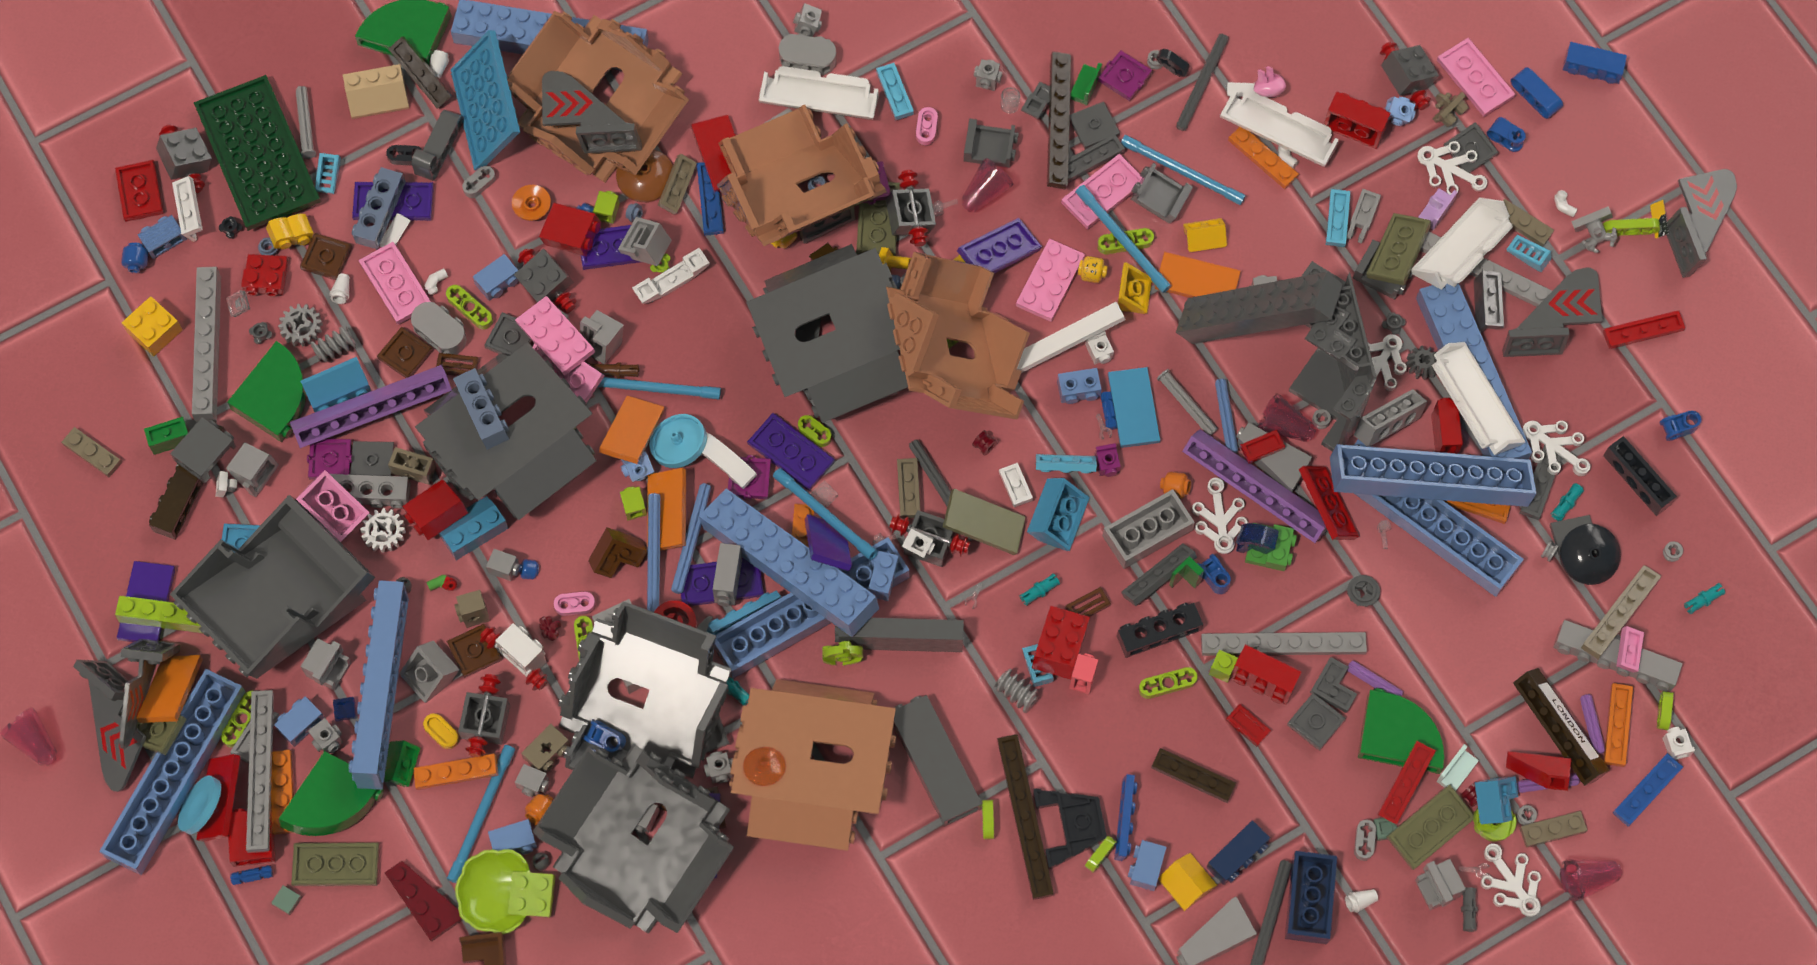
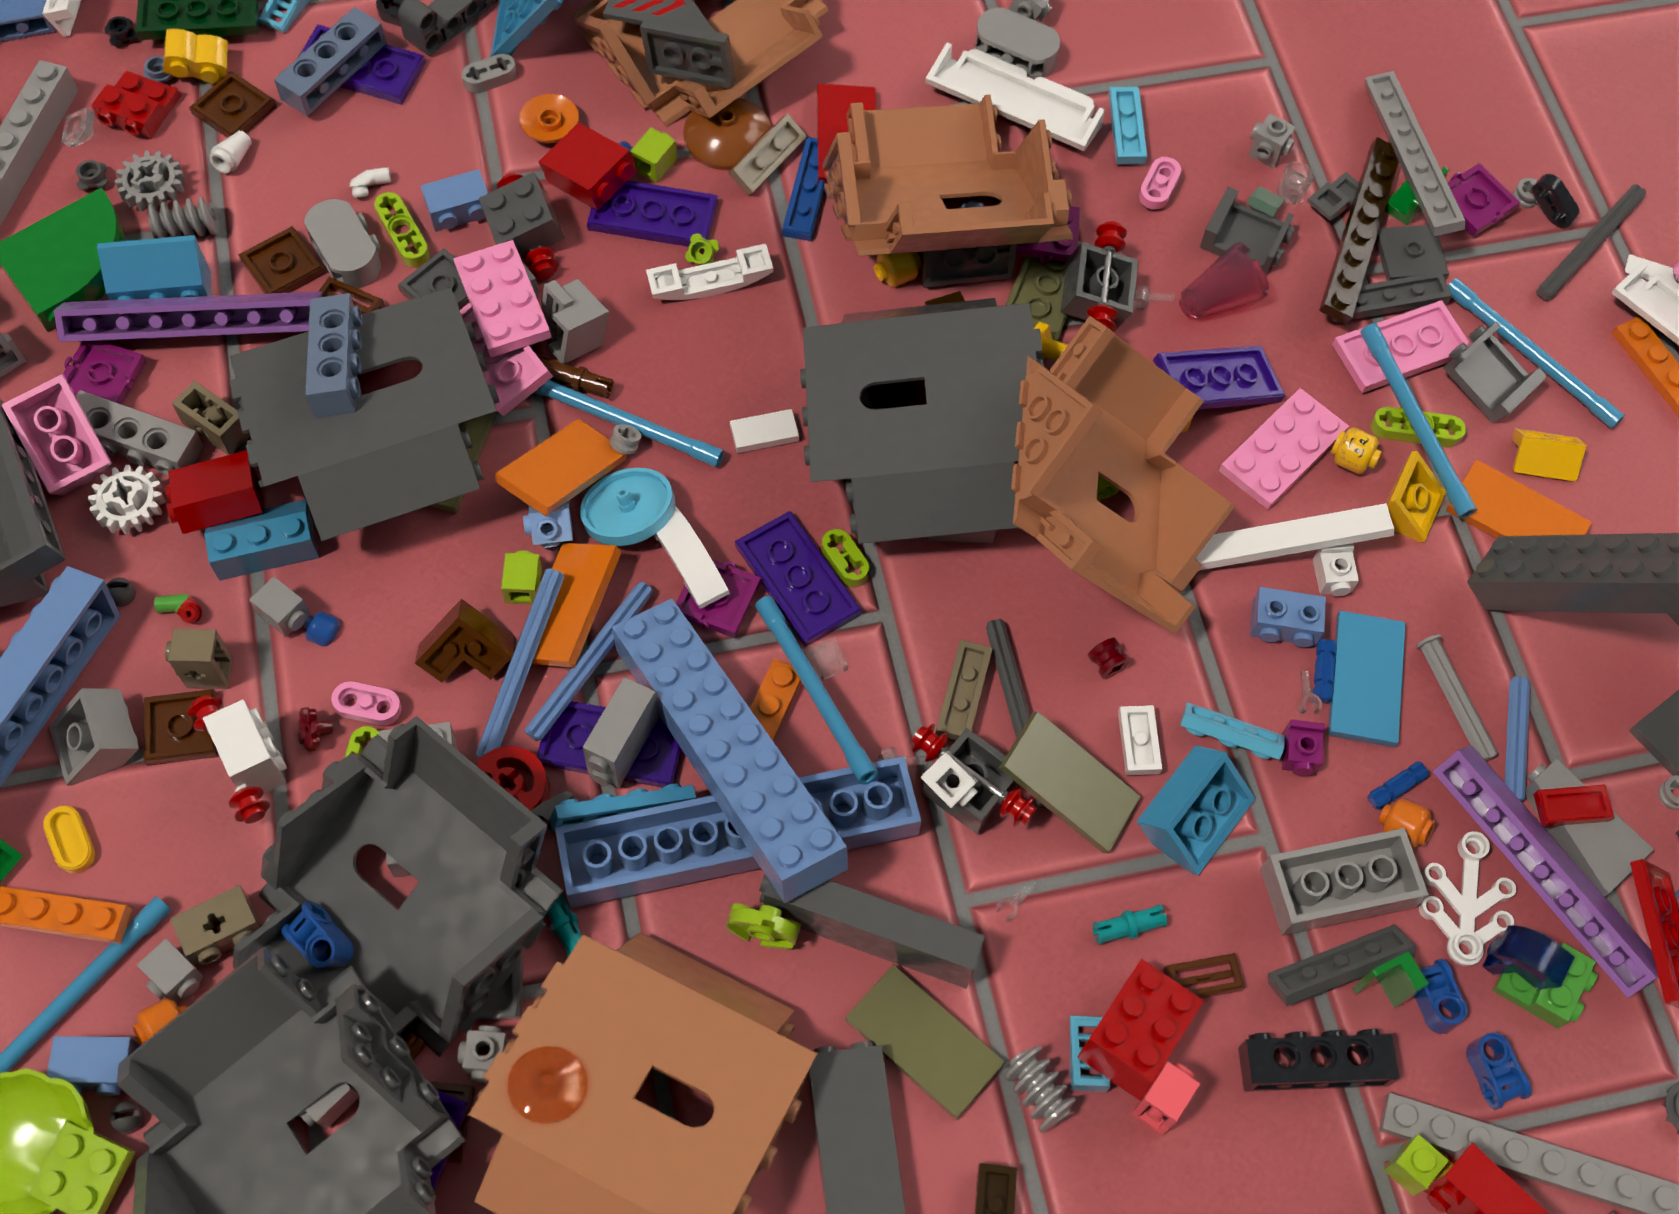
camera: 15 degrees right, 5 degrees down
(371, 458) = (157, 389): dark grey plate -> none
(394, 281) = (309, 162): bright pink plate -> none
(395, 230) = (341, 103): white sticker -> none
(484, 717) = (138, 839): dark grey brick -> none
(633, 211) = (690, 173): sand blue plate -> none
(645, 241) = (689, 210): light grey plate -> none
(660, 399) = (625, 439): none -> light grey bush
(739, 367) = (764, 431): none -> white tile
(827, 544) = (798, 736): dark purple tile -> none
(883, 575) = (874, 816): medium blue brick -> none
(948, 686) = (924, 1041): none -> olive tile
(995, 118) = (1266, 201): none -> sand green tile
(1077, 59) = (1414, 154): none -> light grey plate
(1166, 464) = (1398, 785): none -> blue axle
(1184, 684) = (1334, 1151): lime beam -> none
(1255, 605) = (1499, 1072): none -> blue piece
(1286, 419) = (1617, 764): clear pink cone -> none

